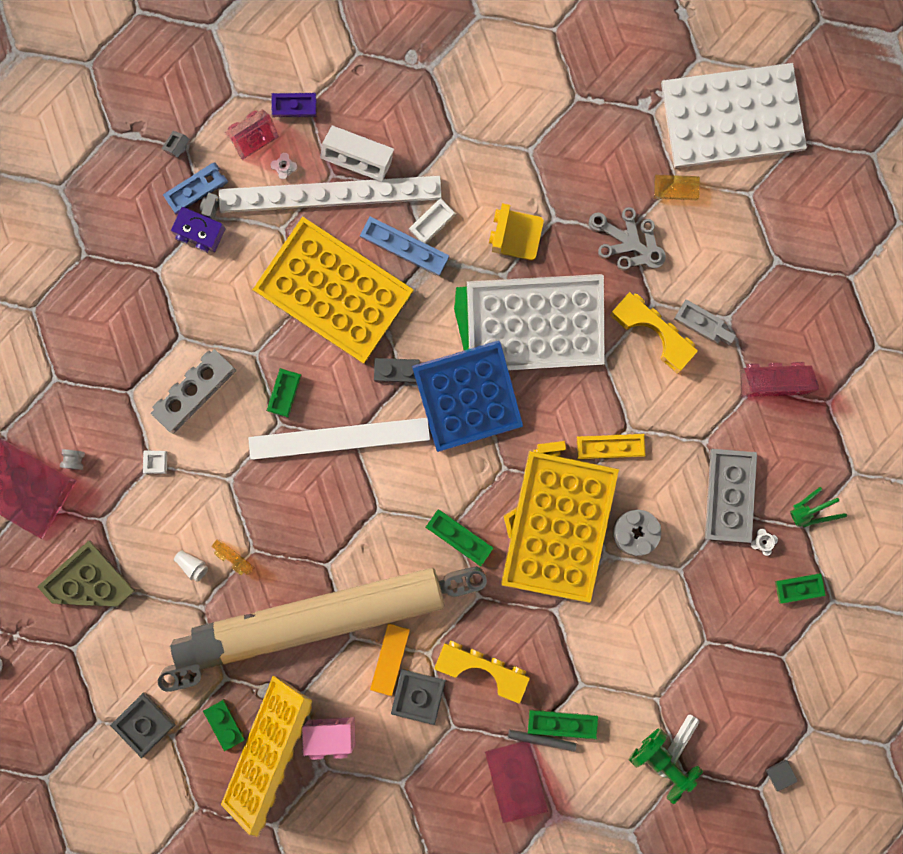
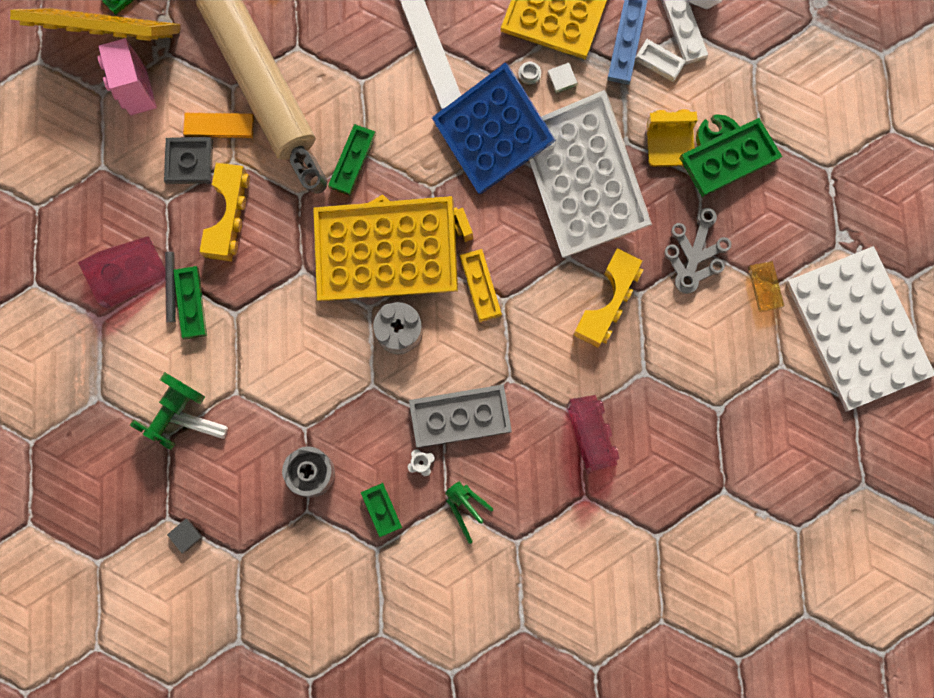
camera: 80 degrees right, 5 degrees down
(394, 370) = (500, 53): dark grey plate -> none
(414, 347) = (529, 73): none -> white plate
(426, 318) = (562, 78): none -> white tile
(543, 185) = (729, 153): none -> green plate
(704, 323) = (632, 347): light grey hinge -> none
(762, 637) = (301, 460): none -> light grey brick

